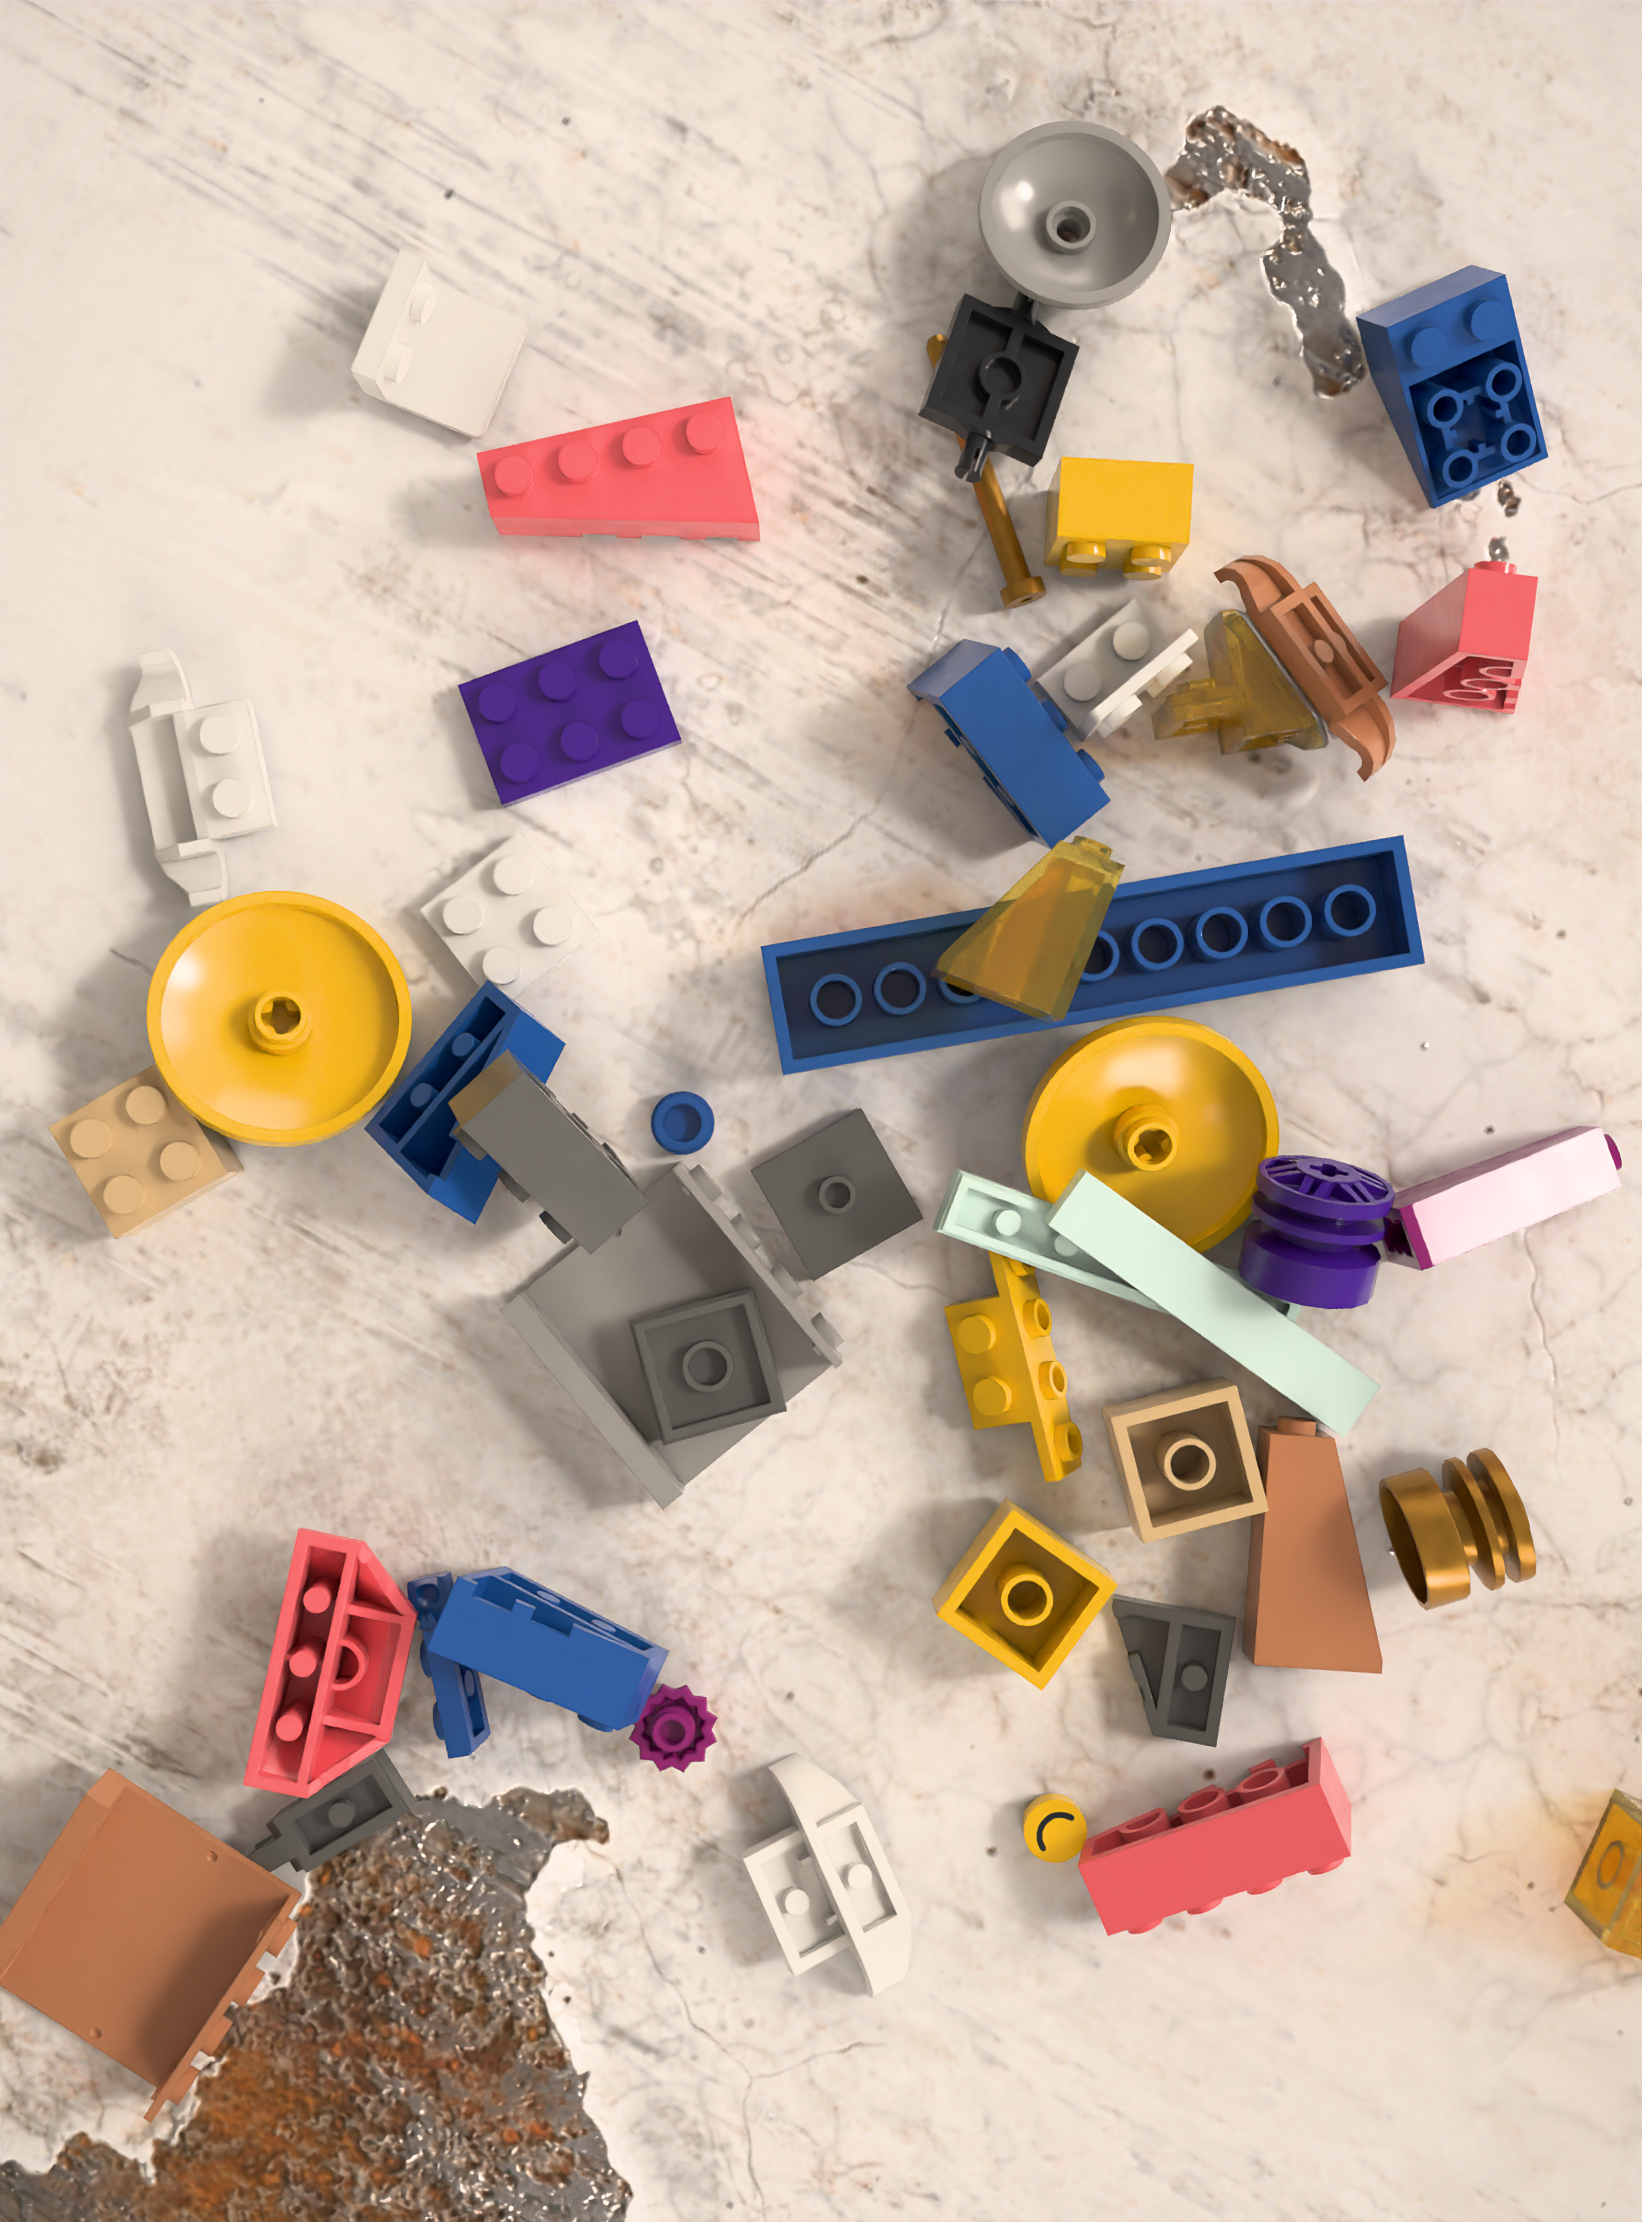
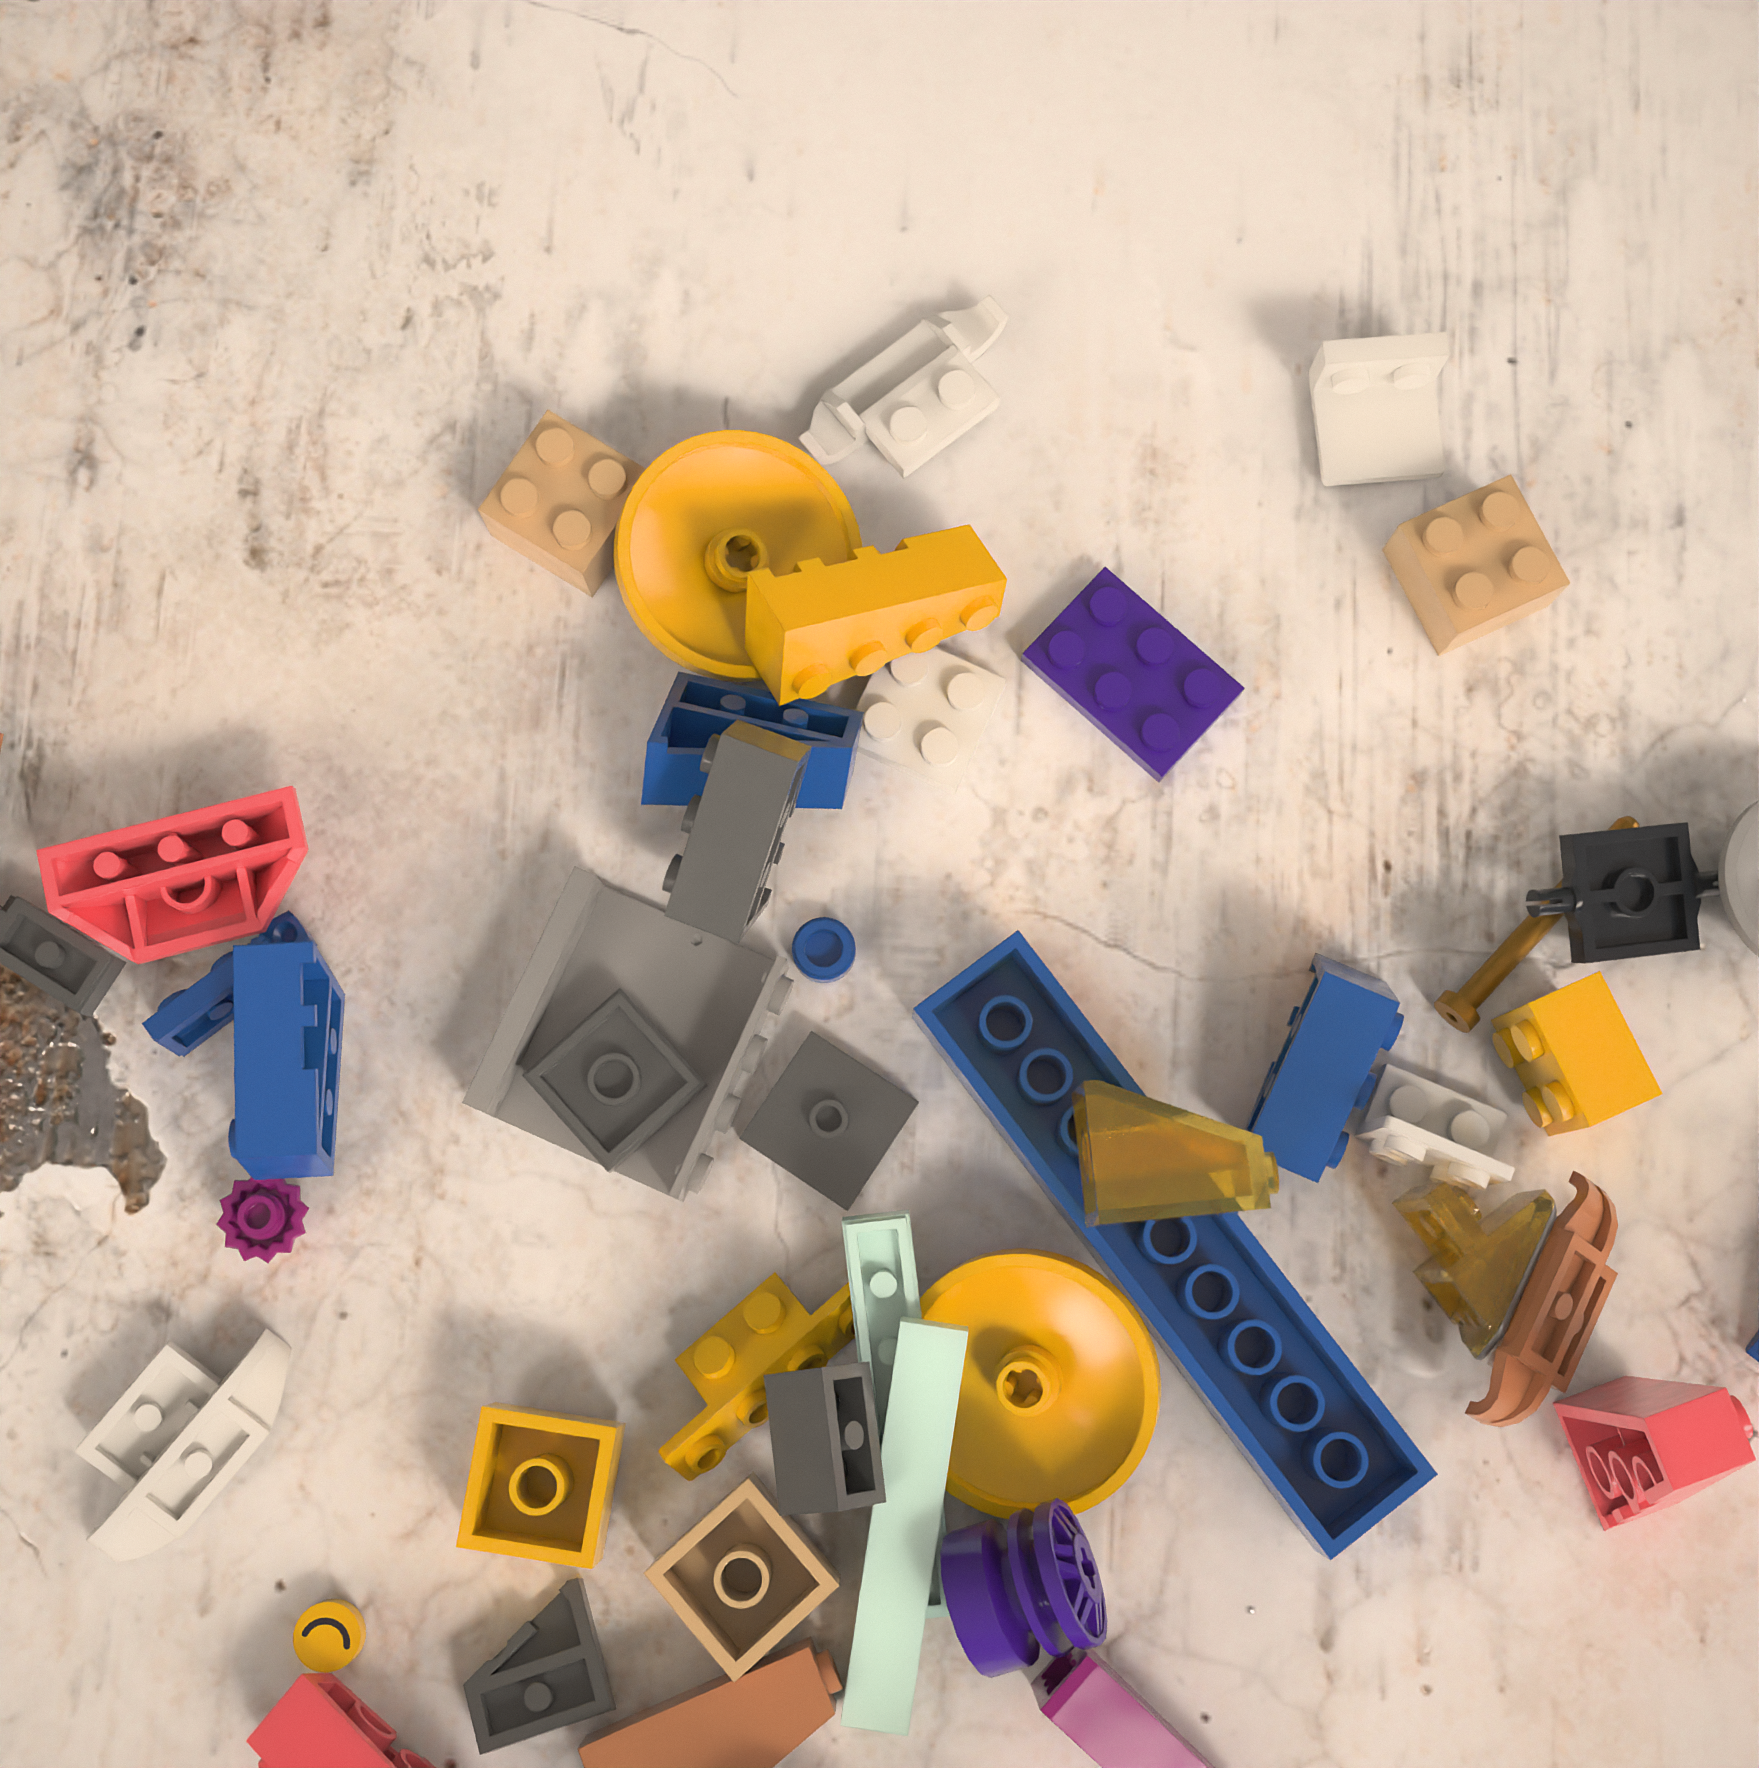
camera: 60 degrees right, 10 degrees down
(396, 926) = (868, 610): none -> yellow wedge
(628, 479) = (1360, 618): coral wedge -> none
(629, 342) = (1475, 565): none -> tan brick
(1111, 1337) = (820, 1437): none -> dark grey brick

